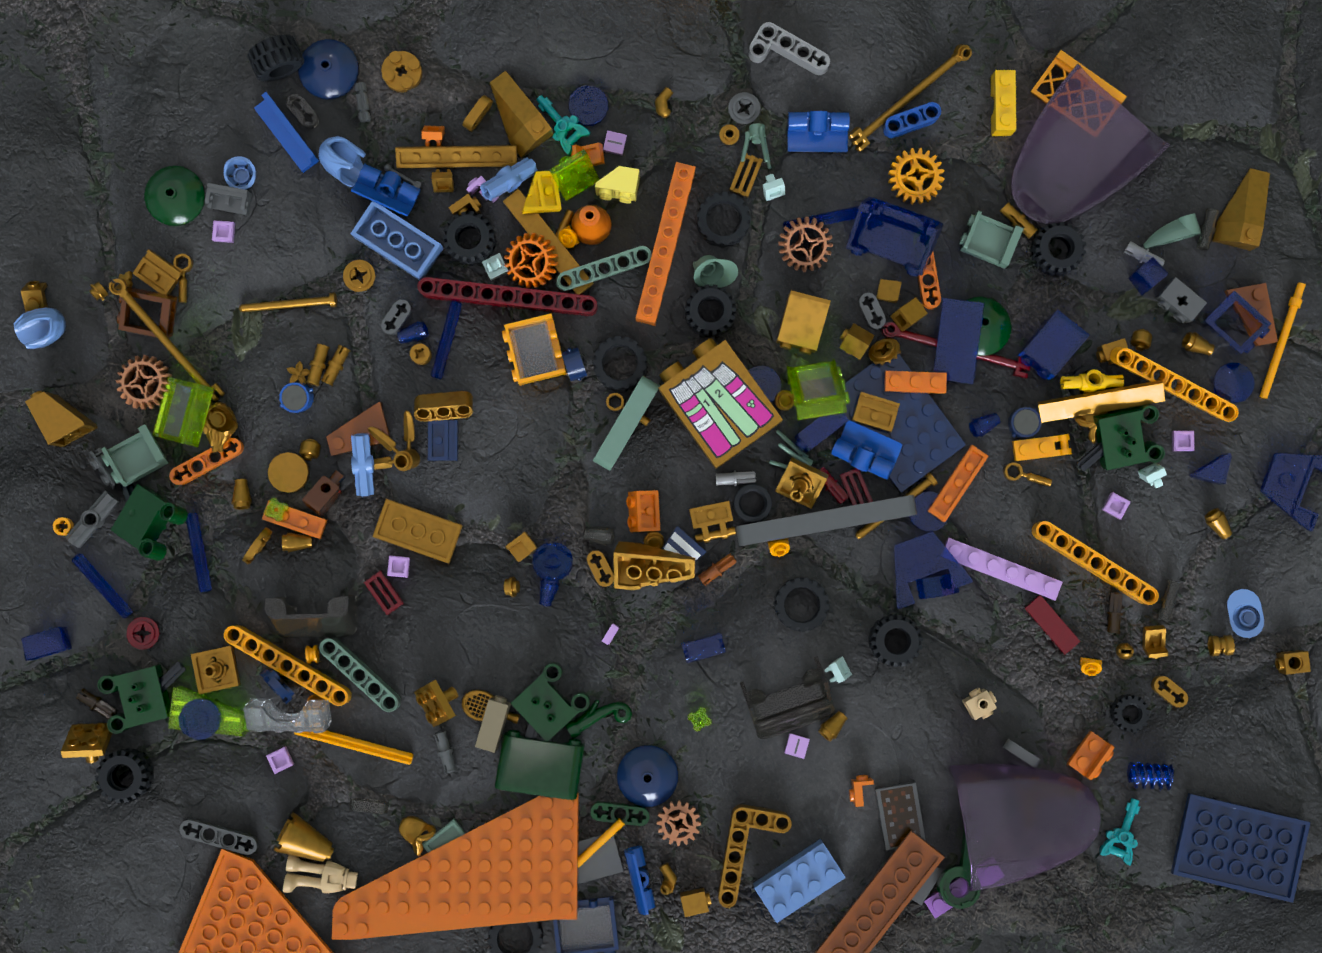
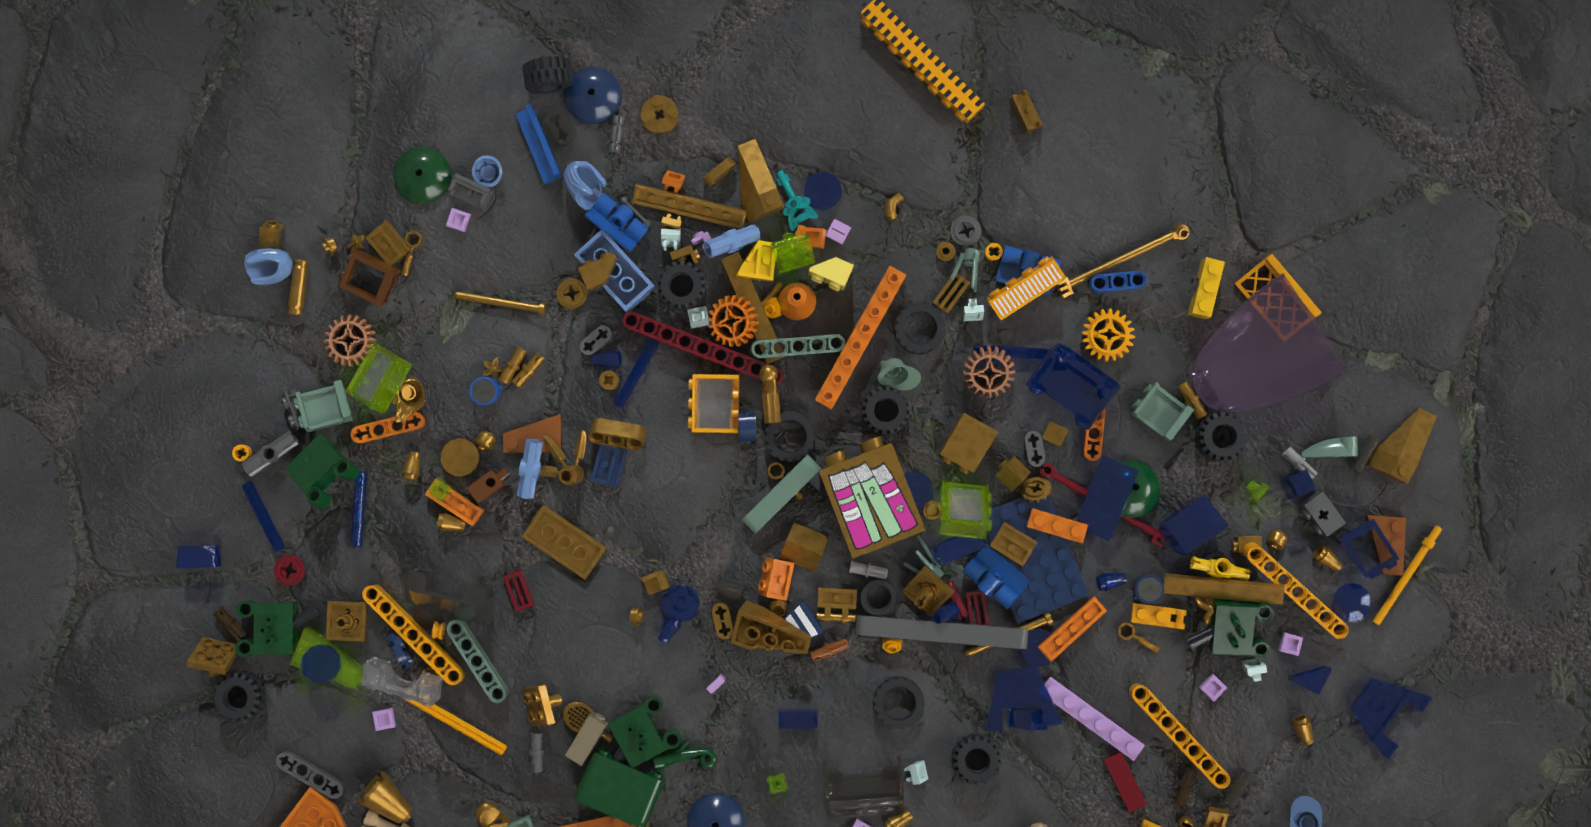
camera: 20 degrees right, 0 degrees up
(58, 419) = (263, 354): pearl gold slope -> none
(76, 342) = (298, 287): none -> pearl gold axle
(162, 337) = (377, 304): pearl gold hinge -> none
(257, 545) = (414, 518): pearl gold tile -> none
(379, 244) = (598, 273): none -> pearl gold slope
(398, 566) = (538, 570): lavender tile -> none
(445, 193) = (670, 238): none -> light aqua tile
(589, 326) = (770, 397): none -> pearl gold piece
(664, 472) = (804, 547): none -> pearl gold slope
(780, 128) = (993, 246): none -> light orange bush
(790, 52) = (1022, 191): light grey beam -> none
(821, 148) = (1026, 288): none -> light orange brick
(827, 498) = (947, 612): none -> clear blue cone
(909, 314) = (1067, 461): pearl gold brick -> none
(1108, 294) = (1257, 490): none -> clear neon green tile

